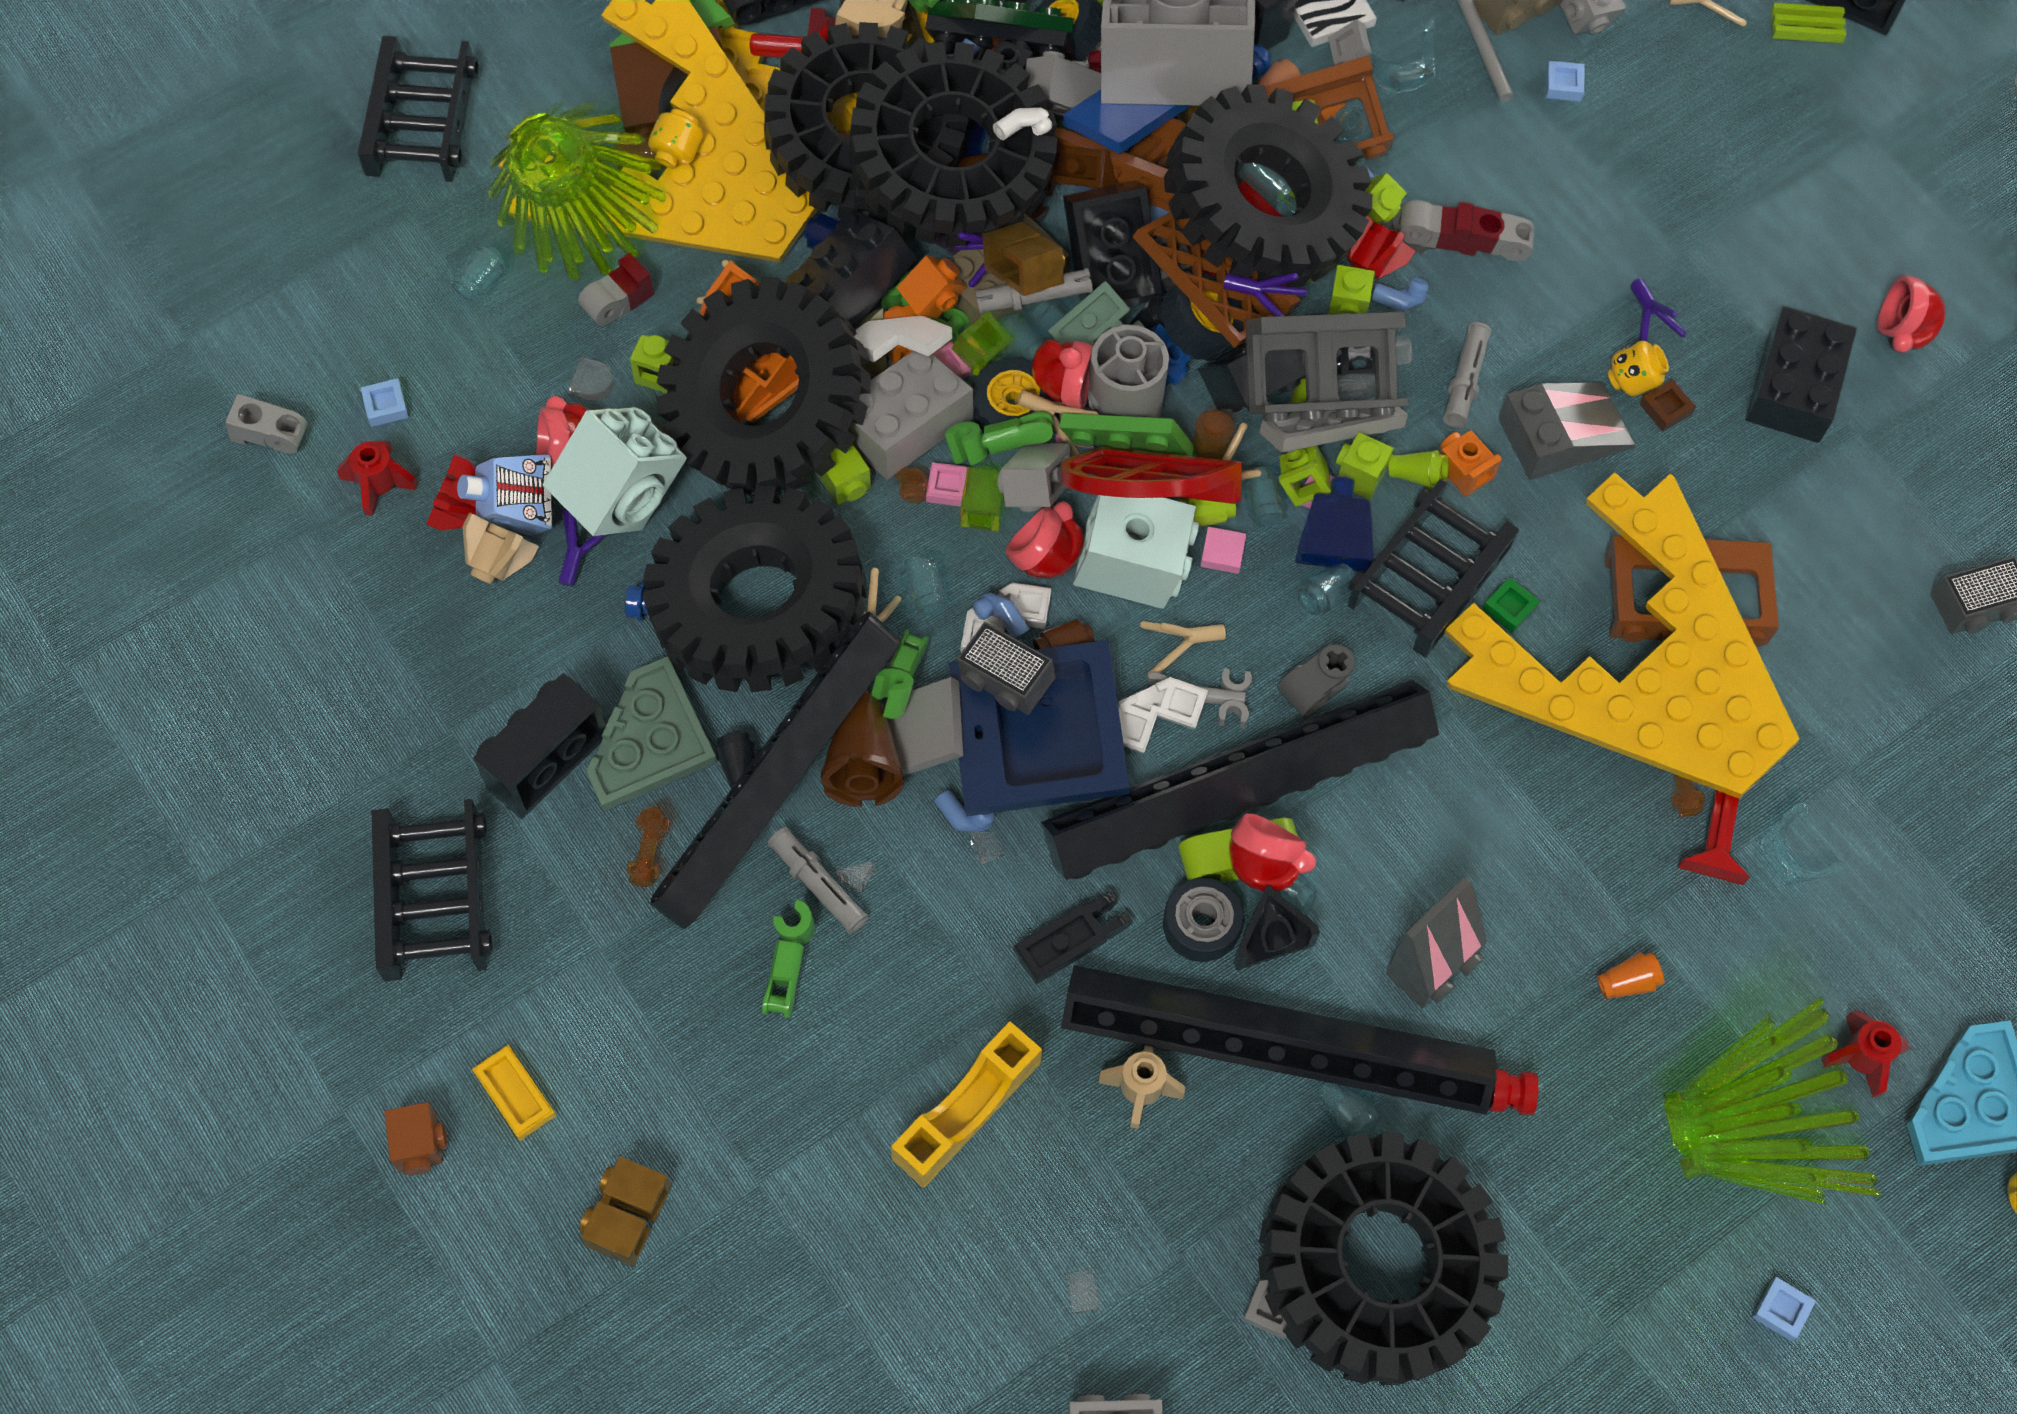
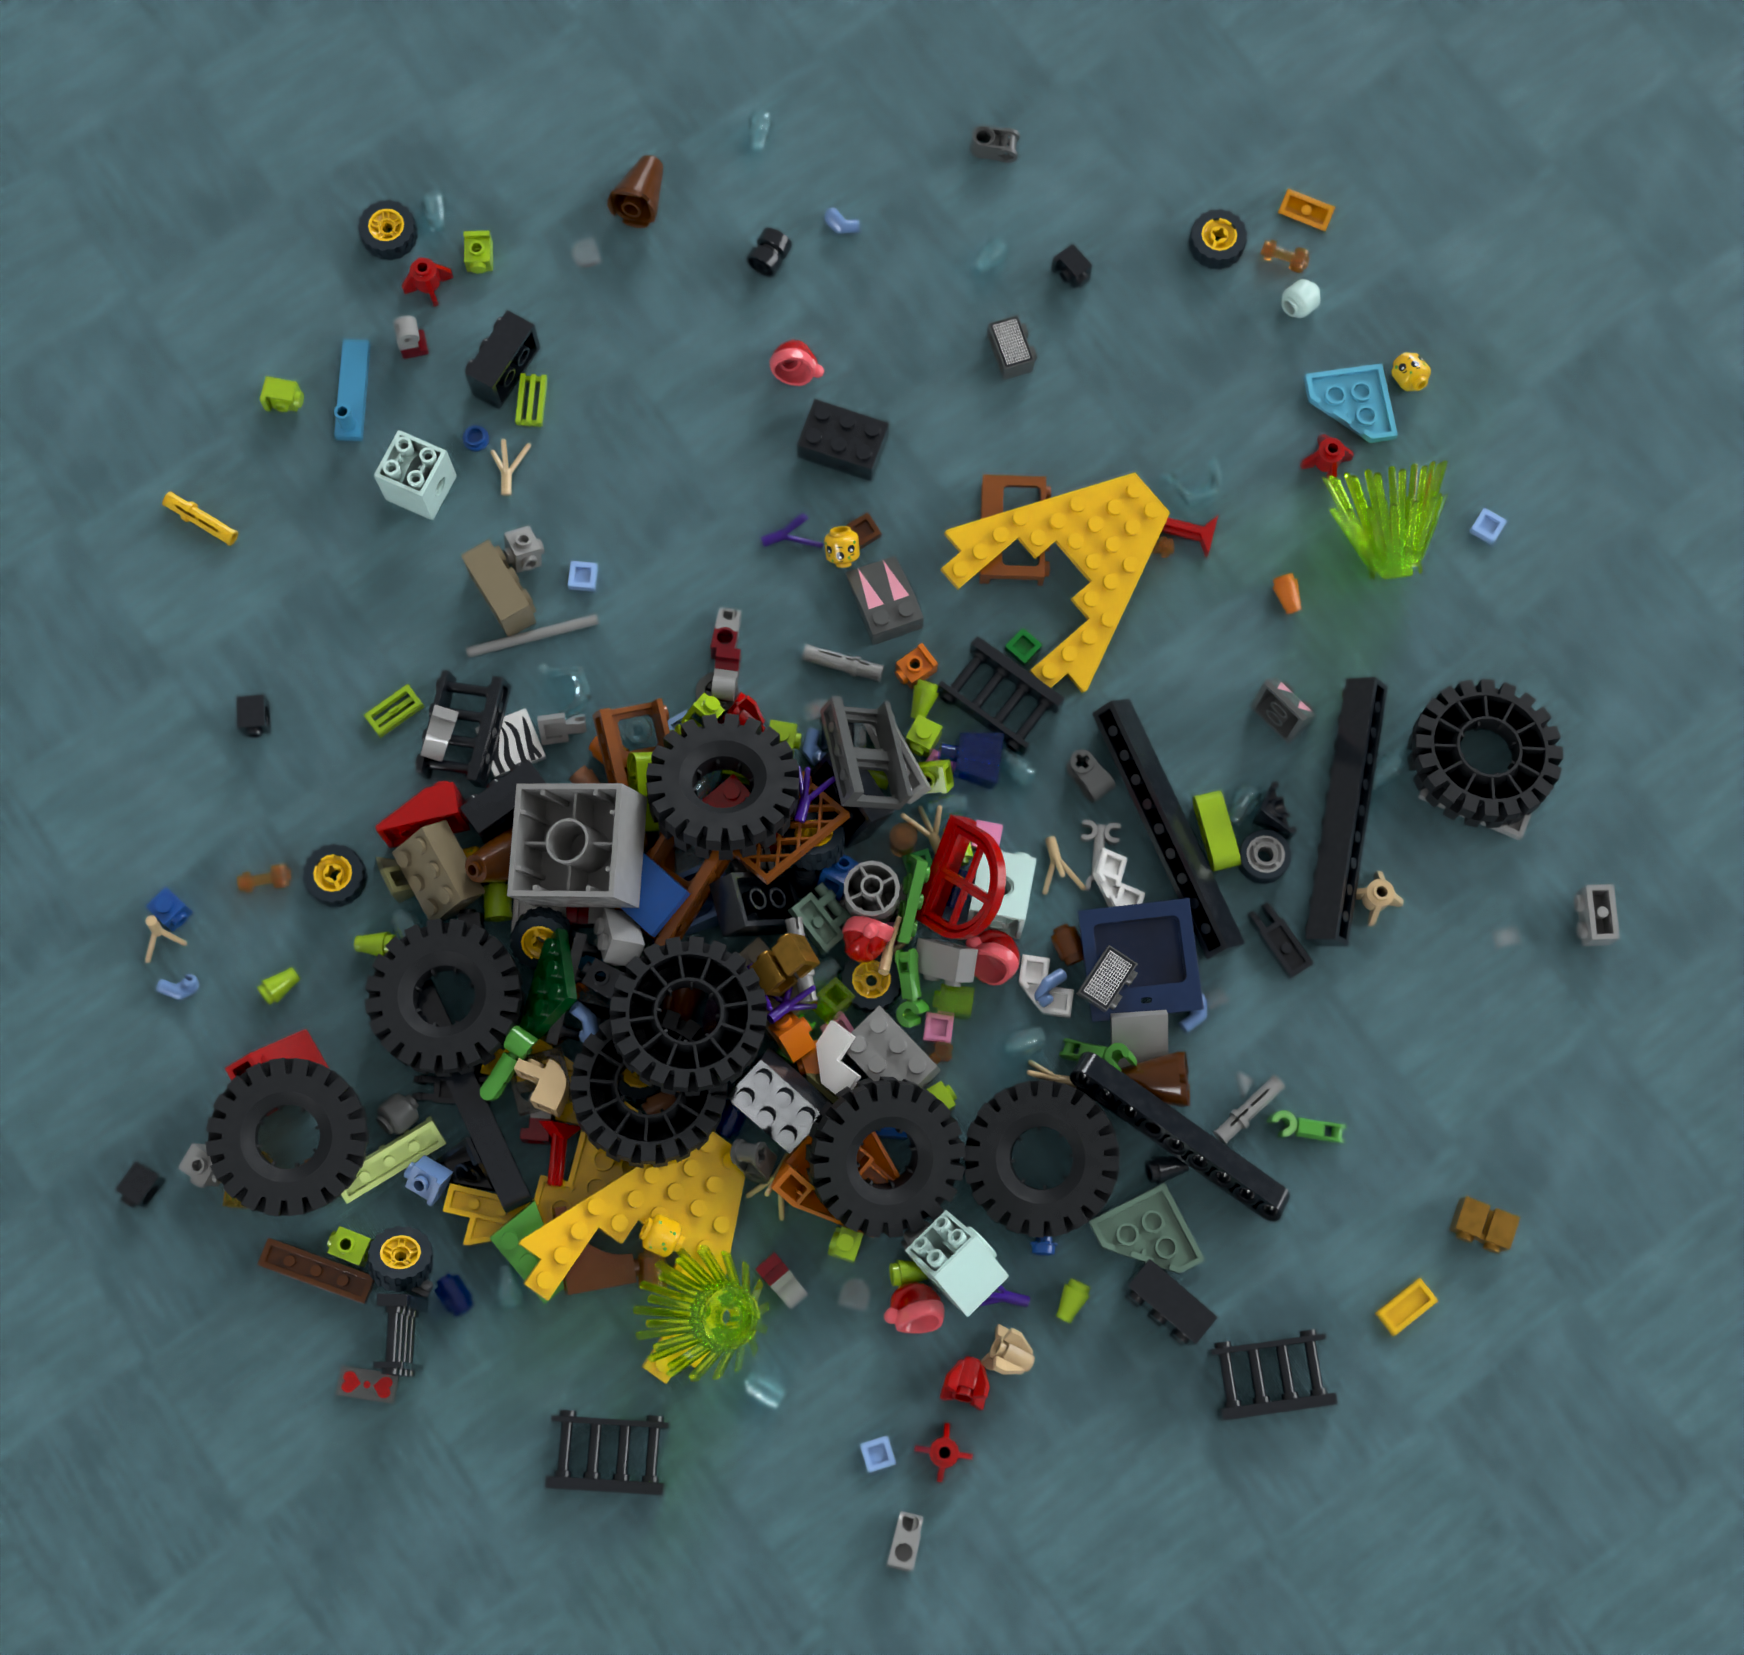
camera: 90 degrees left, 10 degrees up
(415, 1138) = (1446, 1368): dark orange brick -> none
(511, 493) = (968, 1341): torso -> none
(565, 636) = (1072, 1299): none -> lime cone
(654, 829) = (1217, 1224): clear orange bar -> none
(773, 249) = (753, 1160): none -> dark grey piece
(945, 1129) = (1384, 992): yellow arch -> none
(972, 273) = (789, 1005): none -> dark purple plant
(1020, 118) = (680, 957): white arm -> none
(1083, 167) = (694, 920): reddish brown slope -> none
(1267, 854) = (1232, 808): piece -> none
(1402, 299) = (776, 701): medium blue arm -> none
(1515, 1091) = (1369, 665): red wheel -> none

